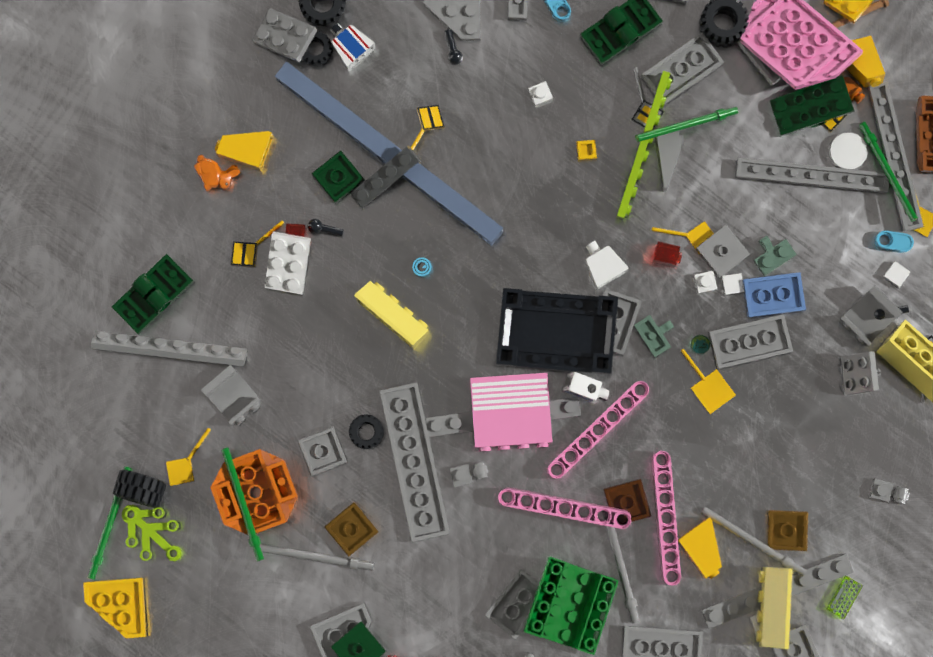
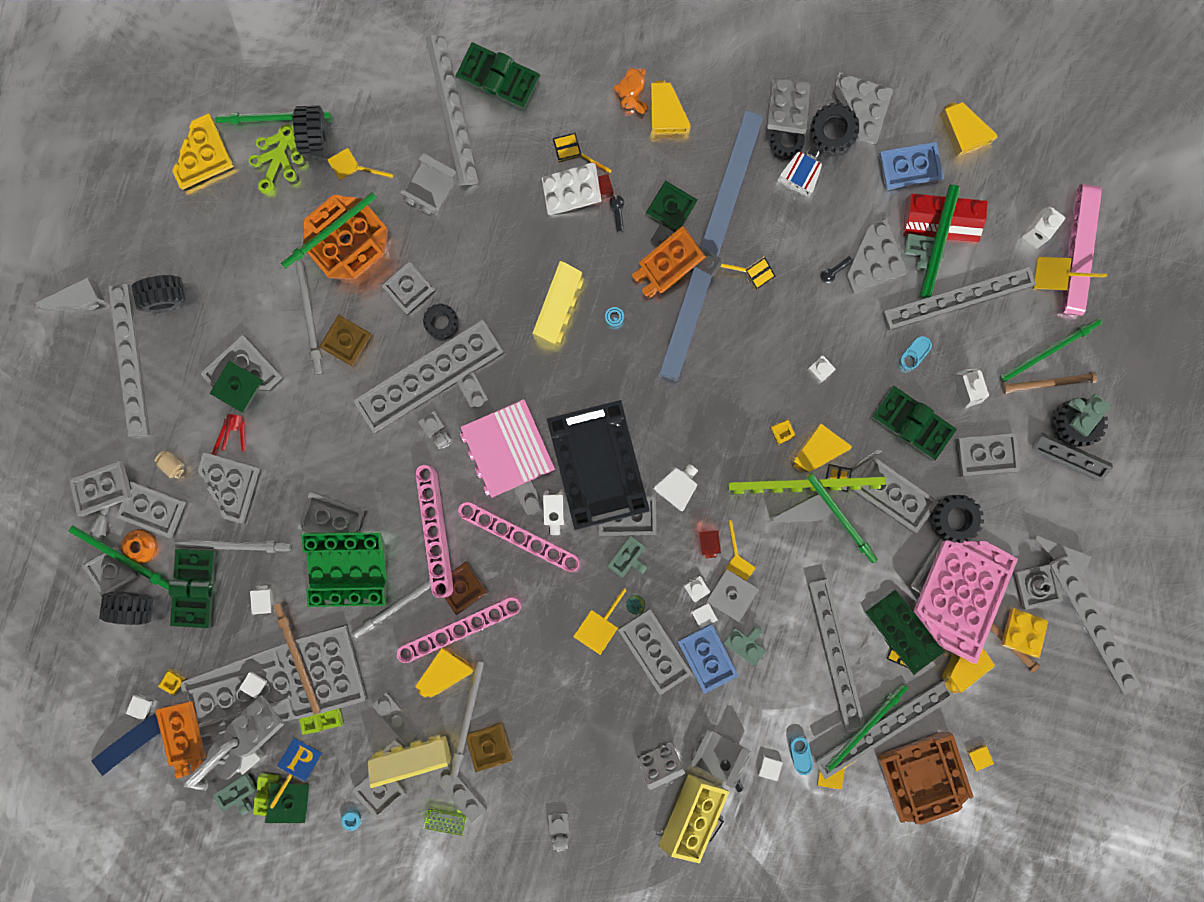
camera: 65 degrees right, 5 degrees up
(391, 196) = (669, 262): none -> orange tile
(615, 122) = (819, 449): none -> yellow slope
(848, 151) = (873, 682): white tile -> none
(854, 90) = (935, 667): orange arm -> none

